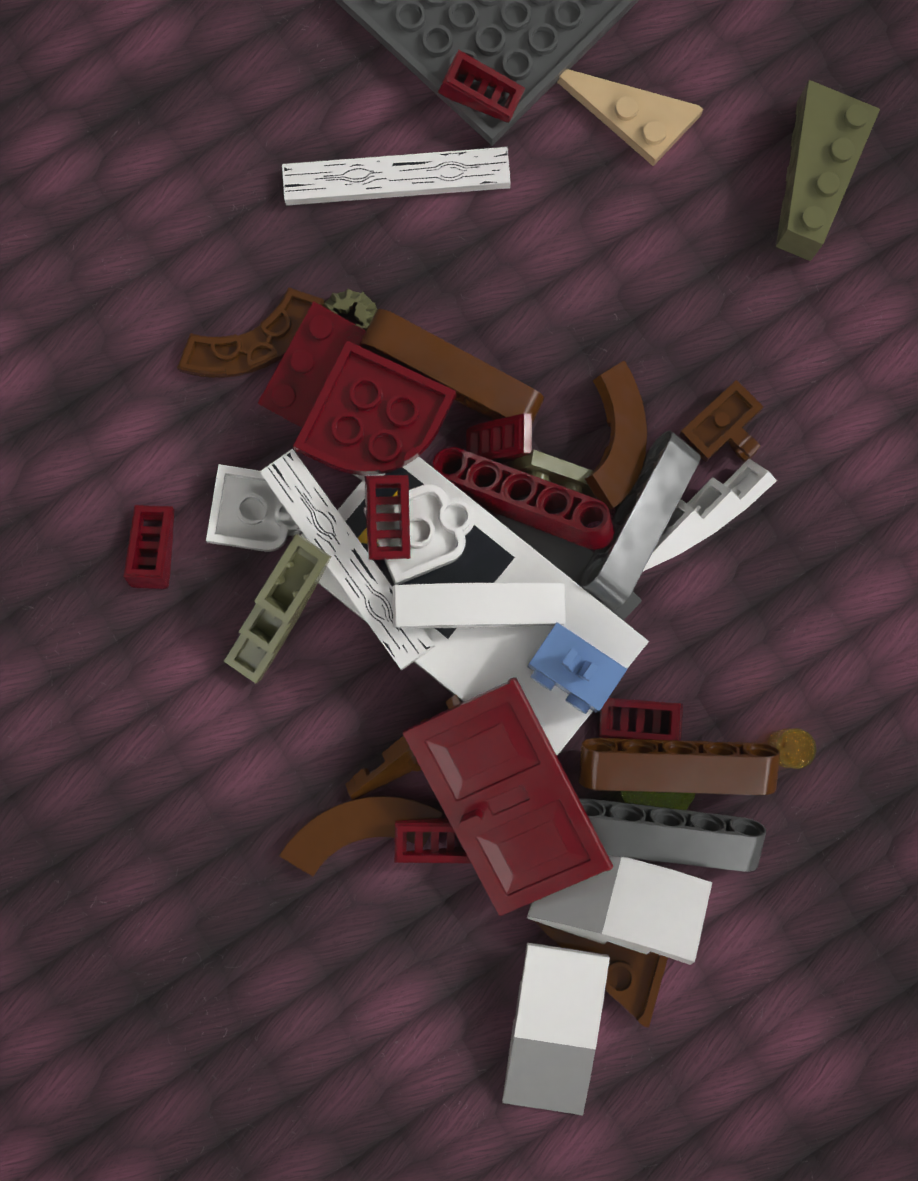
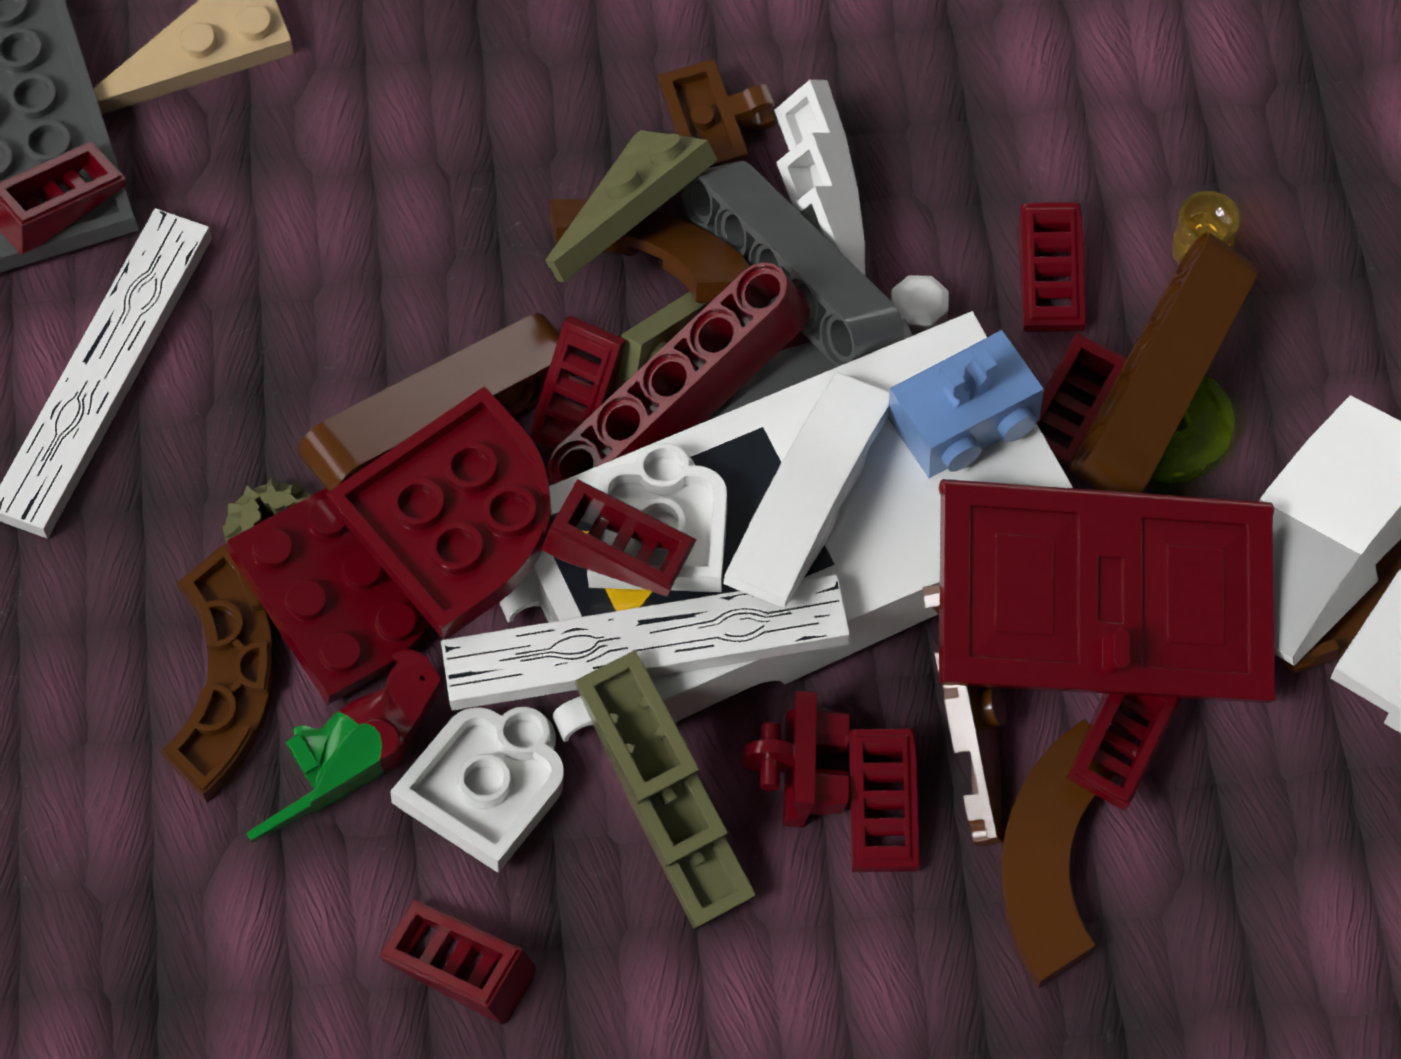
camera: 60 degrees left, 20 degrees down
(240, 430) = (359, 739): none -> animal
(327, 681) = (806, 733): none -> dark red hips
(371, 710) = (877, 746): none -> dark red slope
(654, 408) = (638, 183): none -> olive wing
(661, 603) = (921, 302): none -> white tile
(676, 835) = (1269, 410): dark grey beam -> none
(752, 650) = (1051, 229): none -> dark red slope

